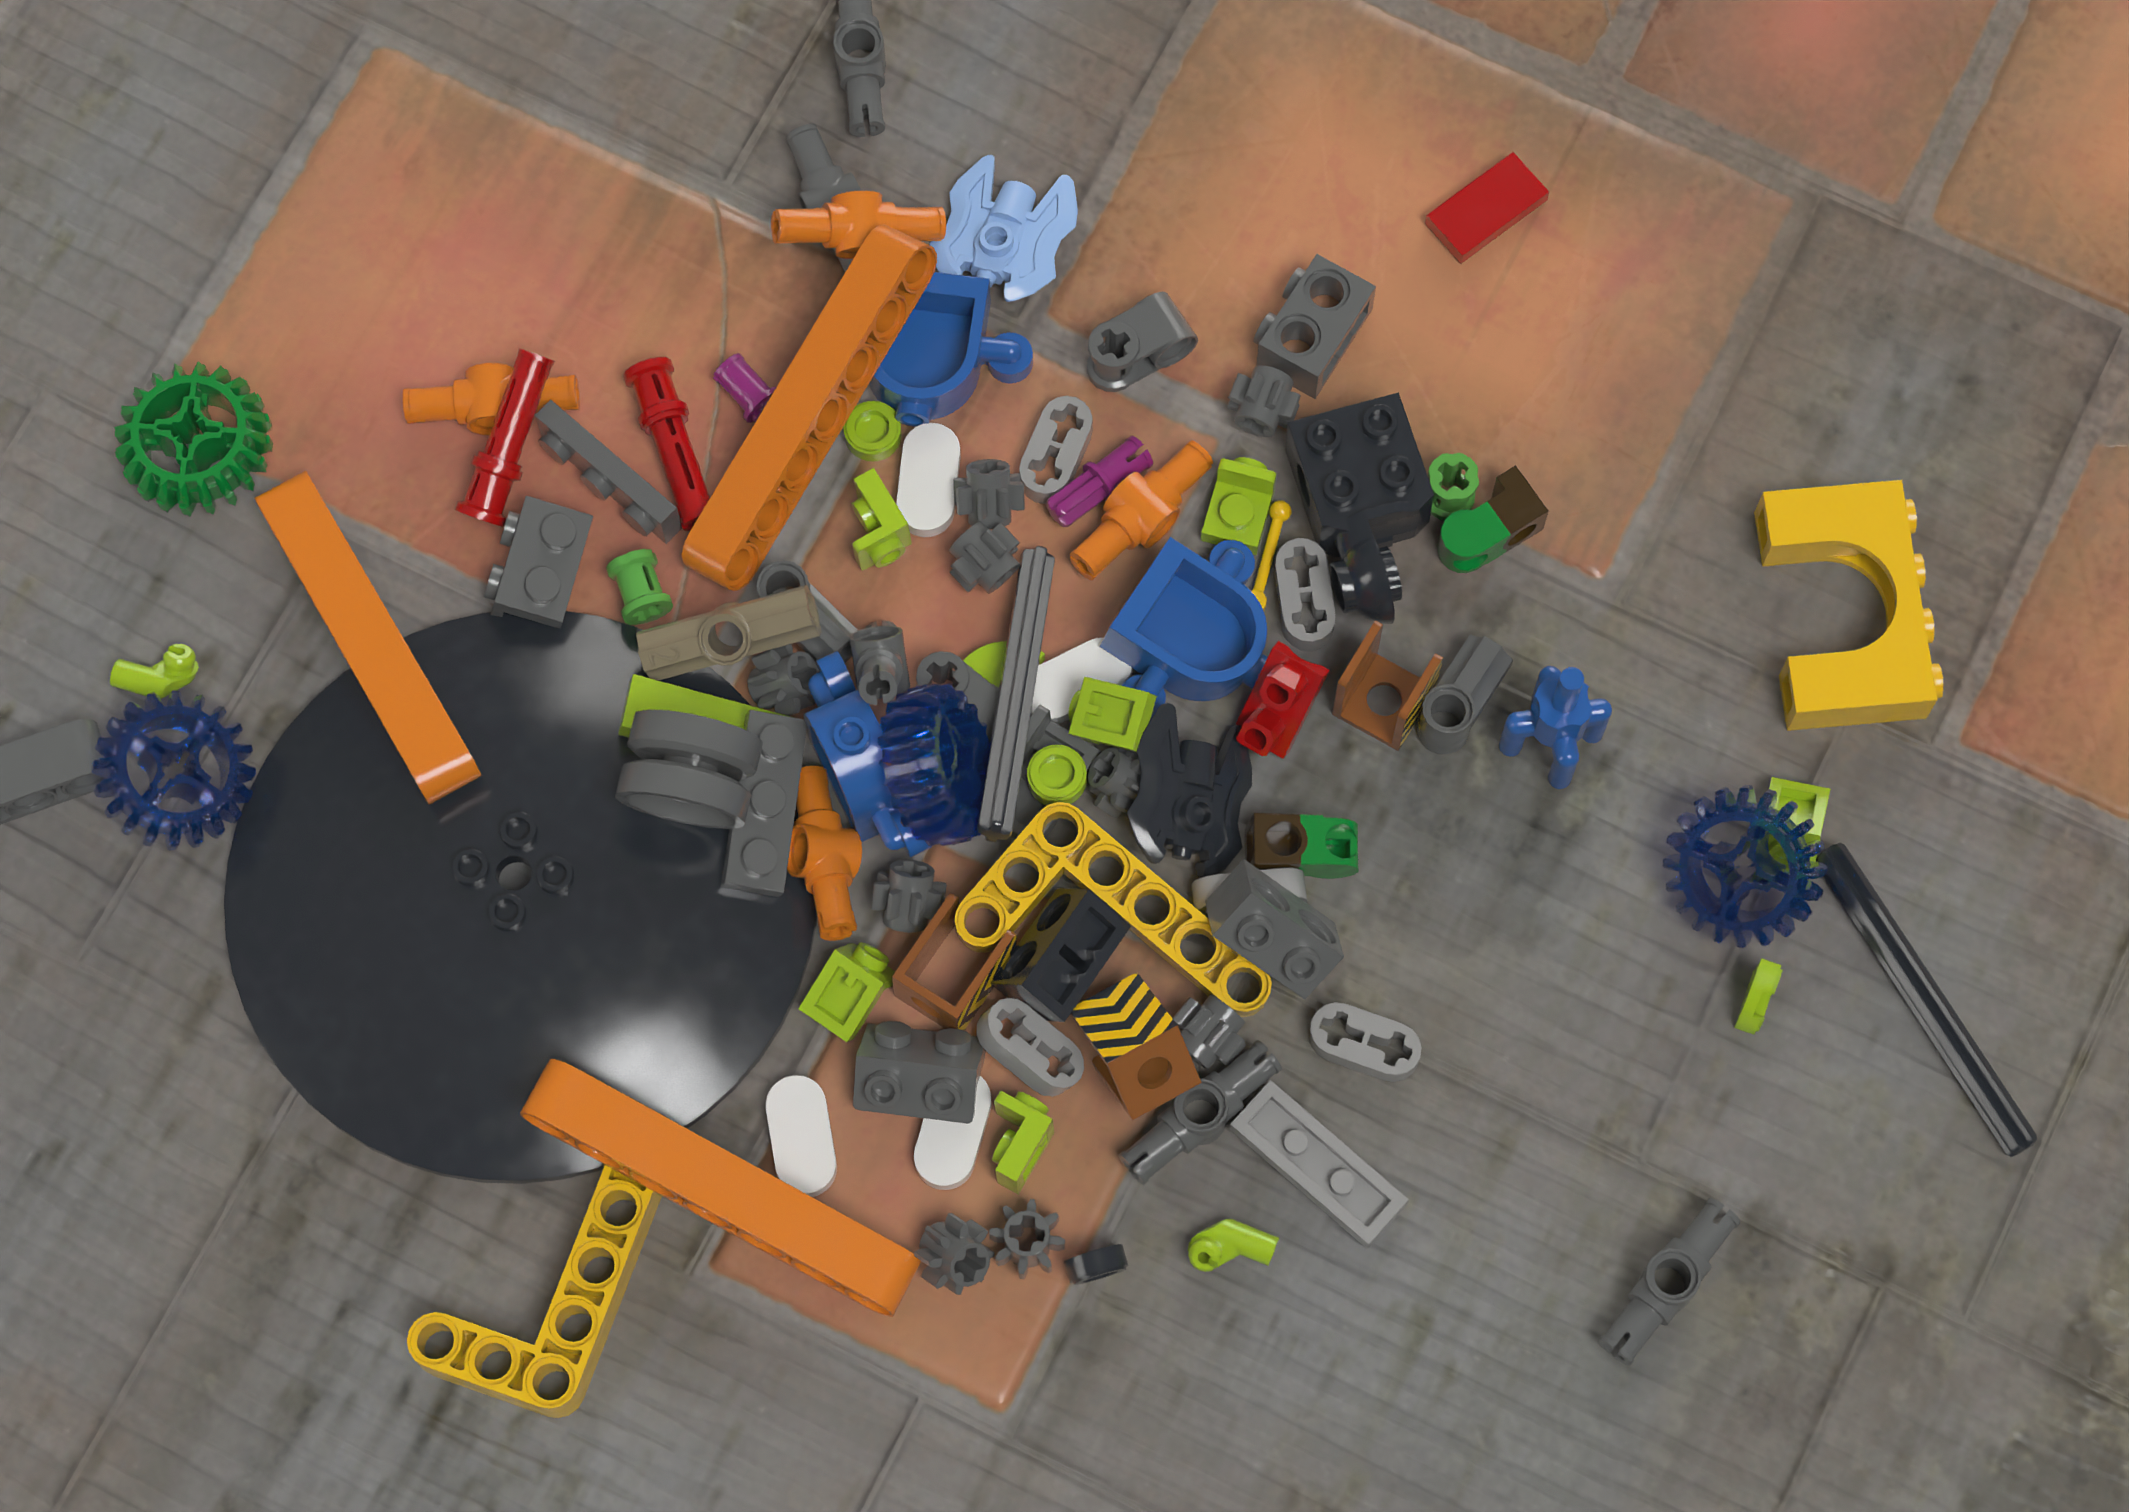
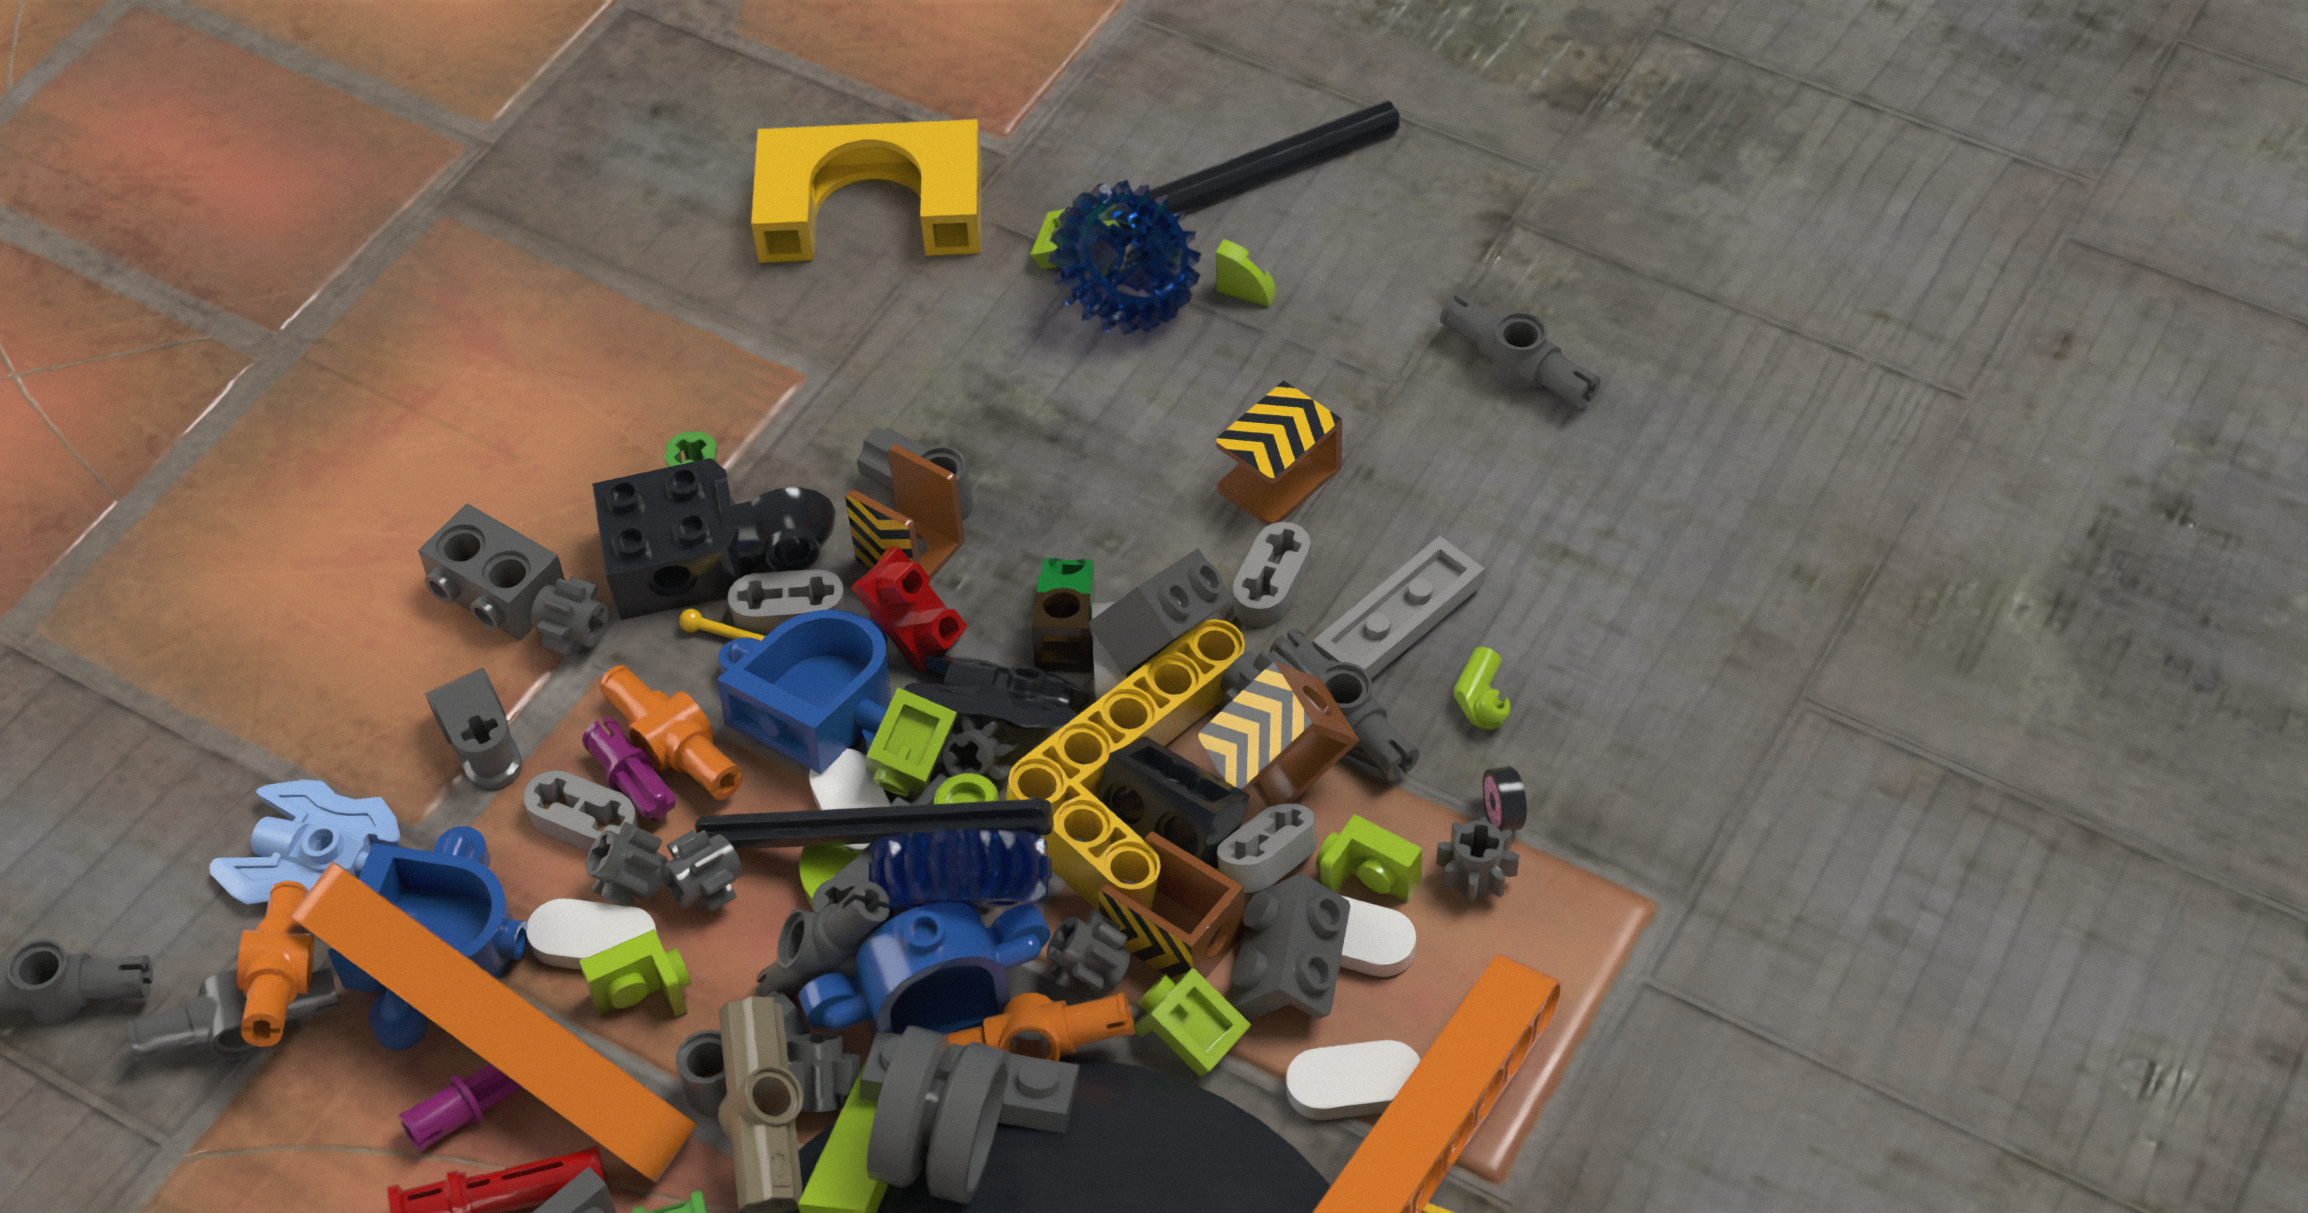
camera: 85 degrees left, 20 degrees down
(872, 431) = (530, 980): lime tile -> none
(954, 1254) = (1495, 921): dark grey gear -> none
(1239, 503) = (676, 650): lime bracket -> none
(1487, 207) = (392, 436): red tile -> none
(1495, 527) = (741, 440): leg -> none
(1502, 1037) = (1283, 452): none -> piece
(1558, 720) = (961, 379): blue plant -> none

